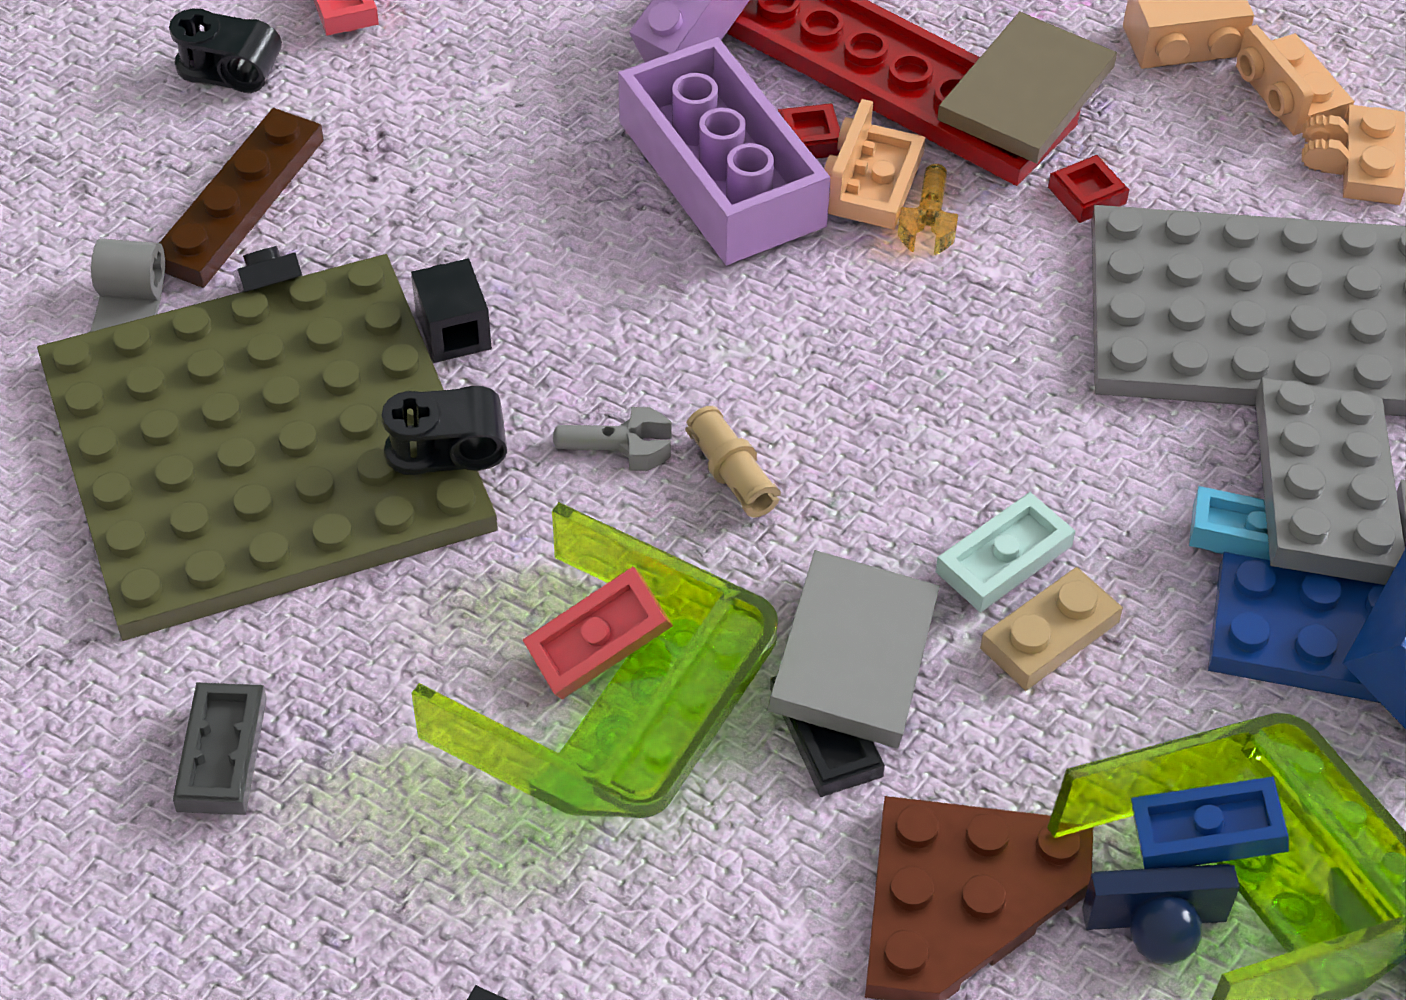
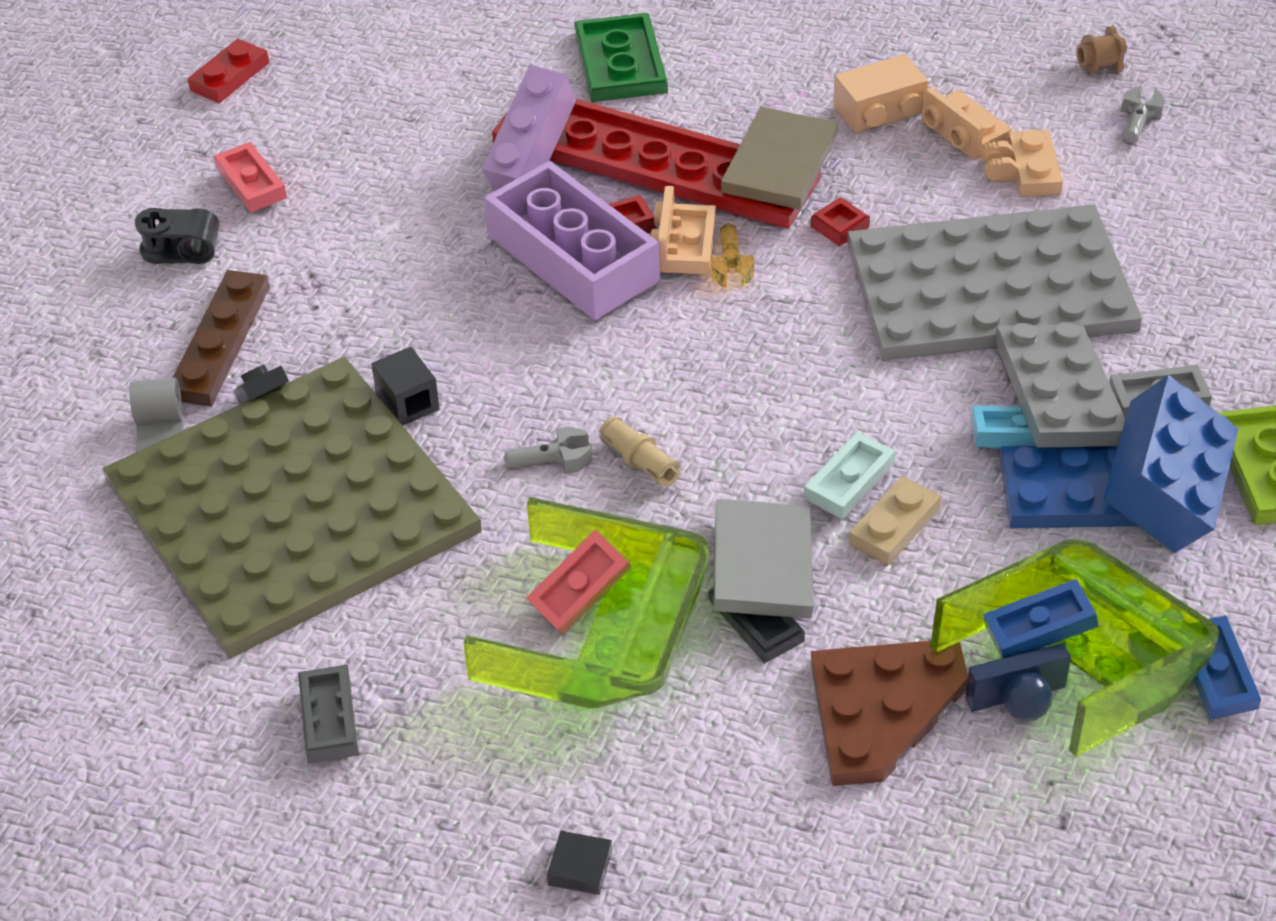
camera: 10 degrees left, 5 degrees down
(450, 430) = (433, 464): black piece -> none

